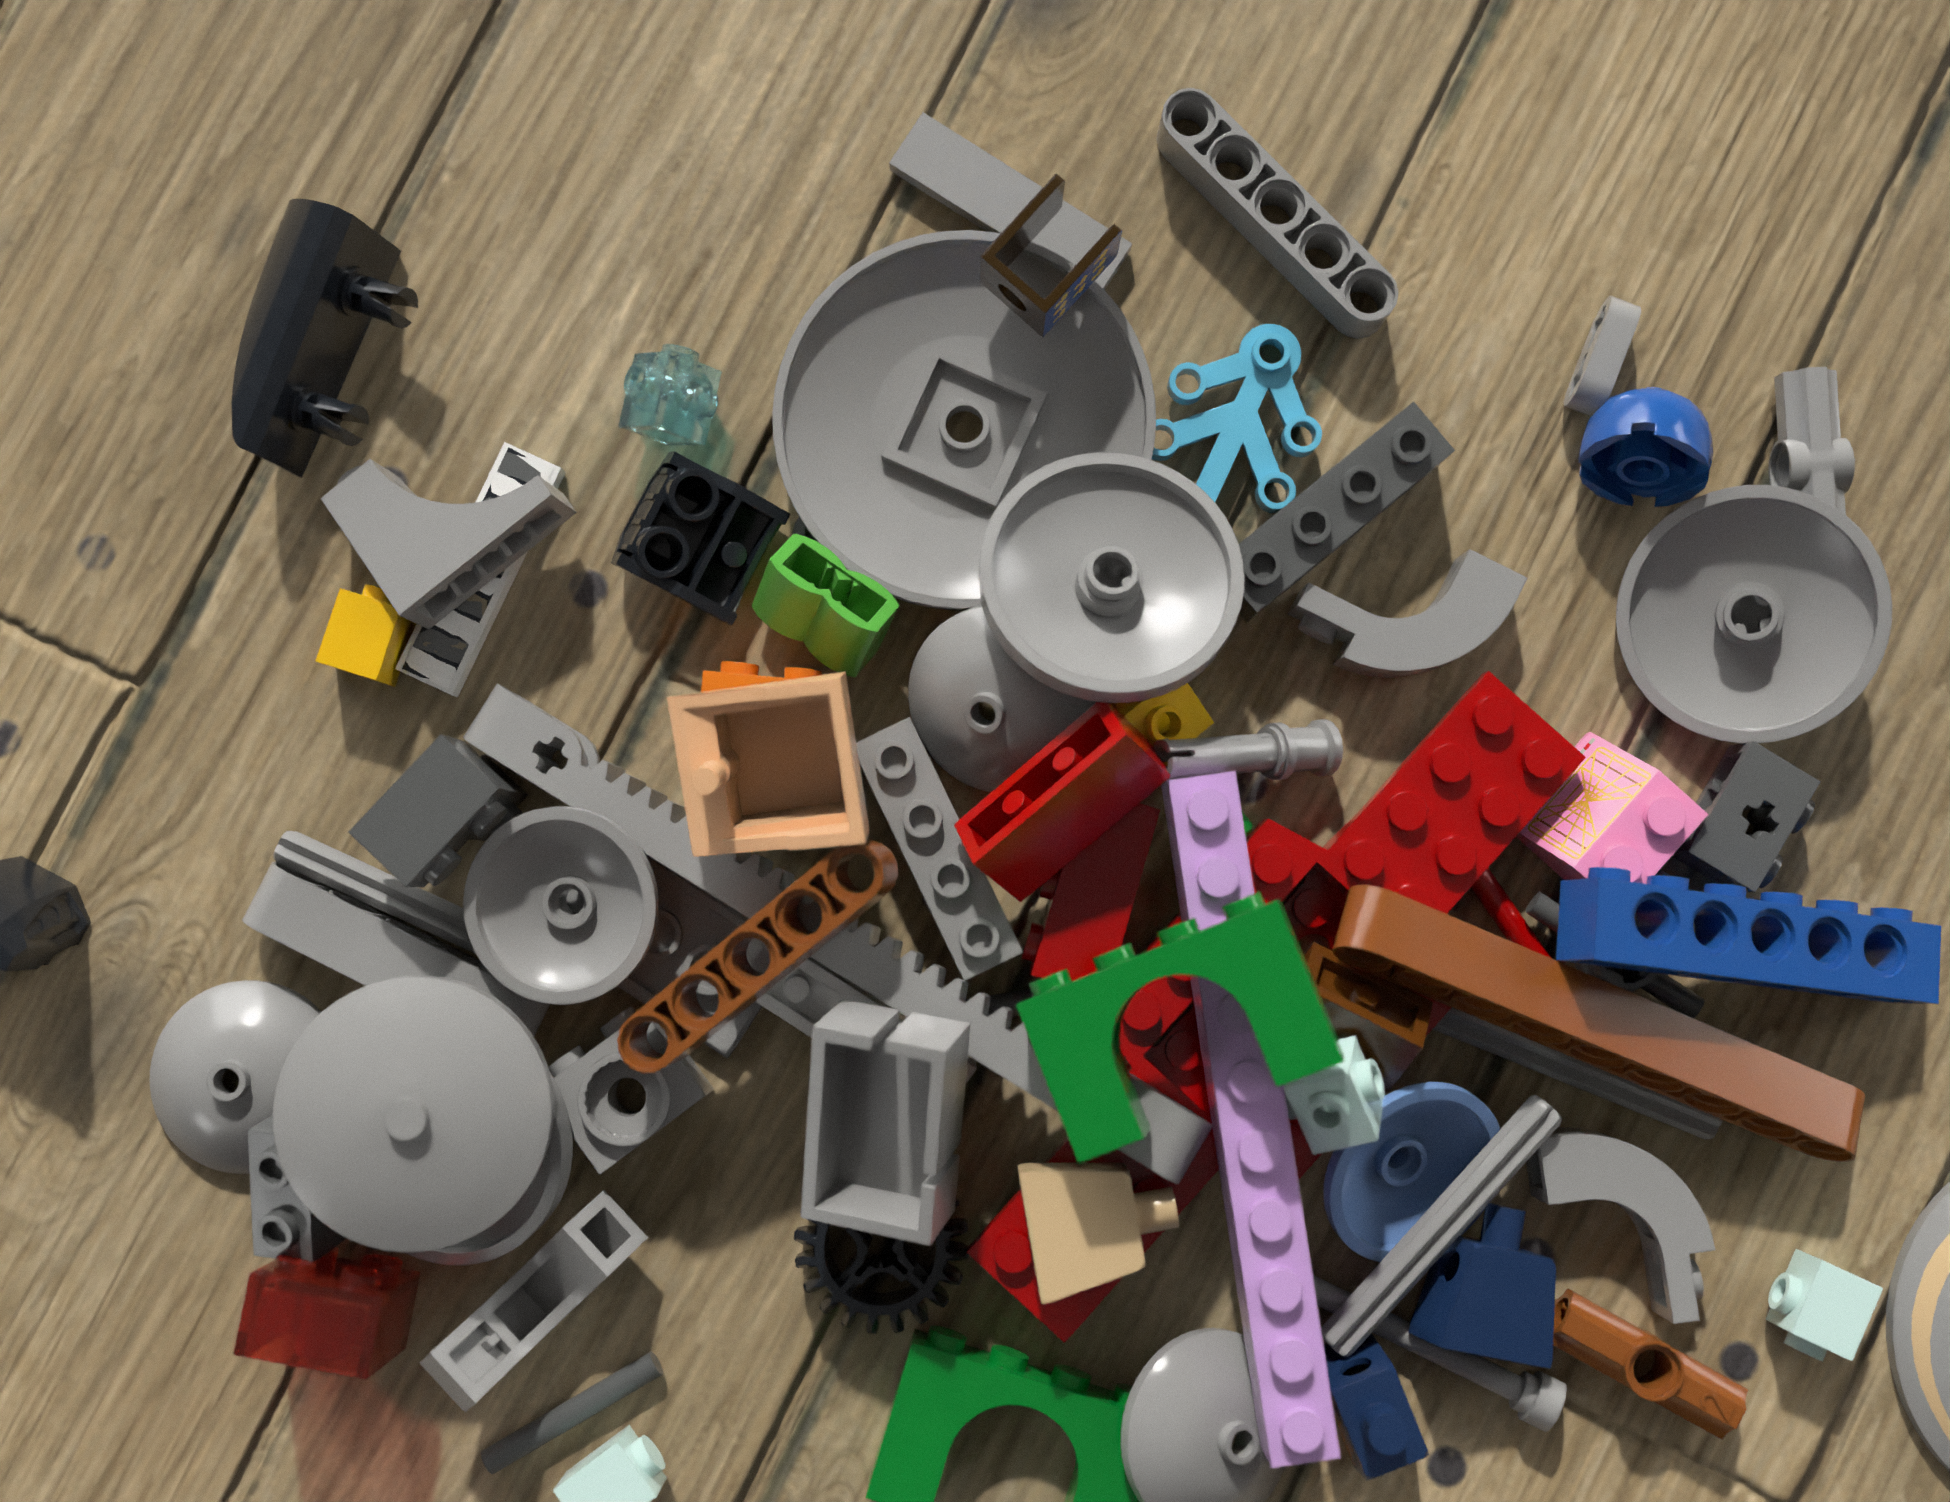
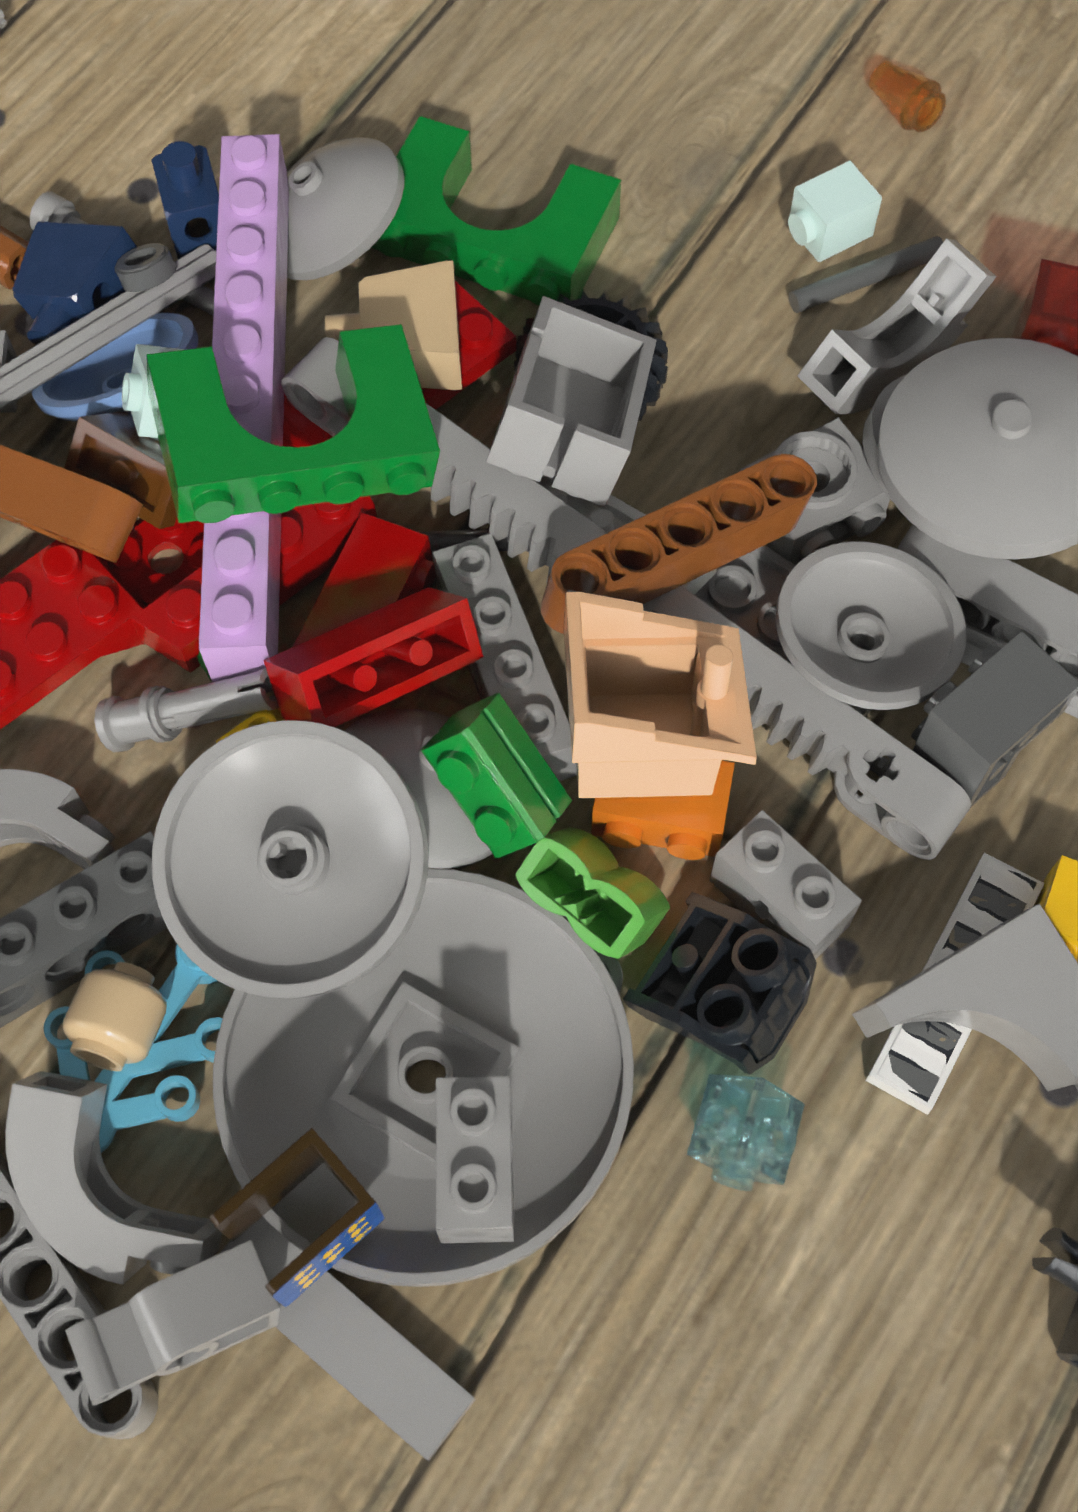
camera: 175 degrees left, 20 degrees down
(642, 630) = (783, 885): none -> light grey brick
(902, 320) = (474, 1160): none -> light grey brick
(925, 687) = (497, 776): none -> green brick
(1146, 172) = (175, 1323): none -> light grey piece
(1247, 272) = (73, 1198): none -> light grey arch
(1253, 434) = (114, 1017): none -> tan head
(1405, 1302) = (145, 267): none -> dark grey tile

